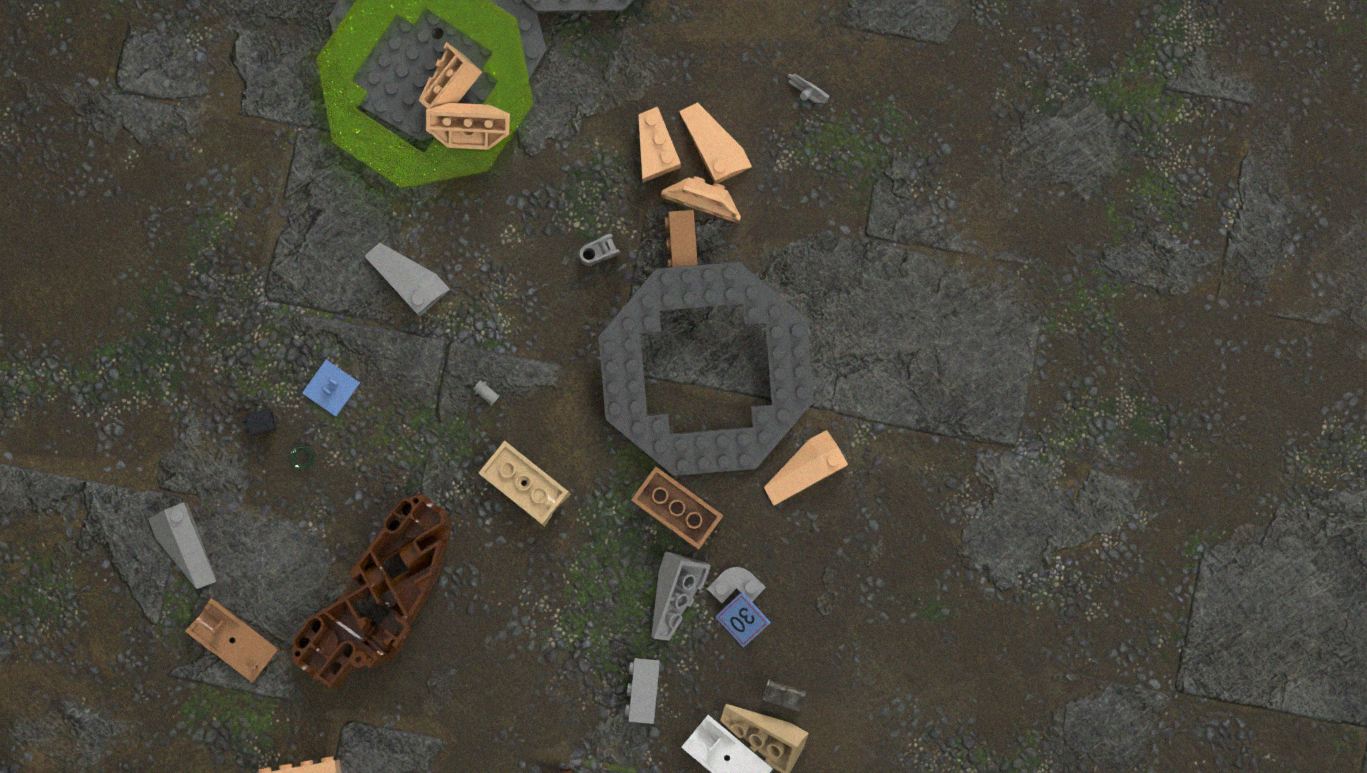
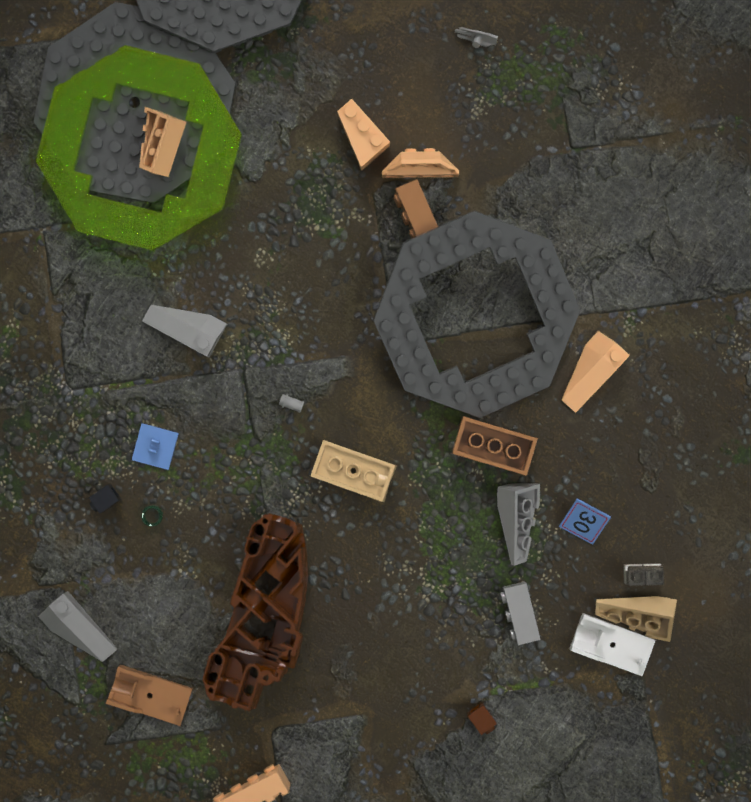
camera: 15 degrees left, 5 degrees up
(468, 125) = (191, 174): light nougat wedge -> none
(600, 250) = (346, 243): light grey piece -> none
(716, 147) = (414, 116): light nougat wedge -> none
(738, 579) = (563, 489): light grey plate -> none

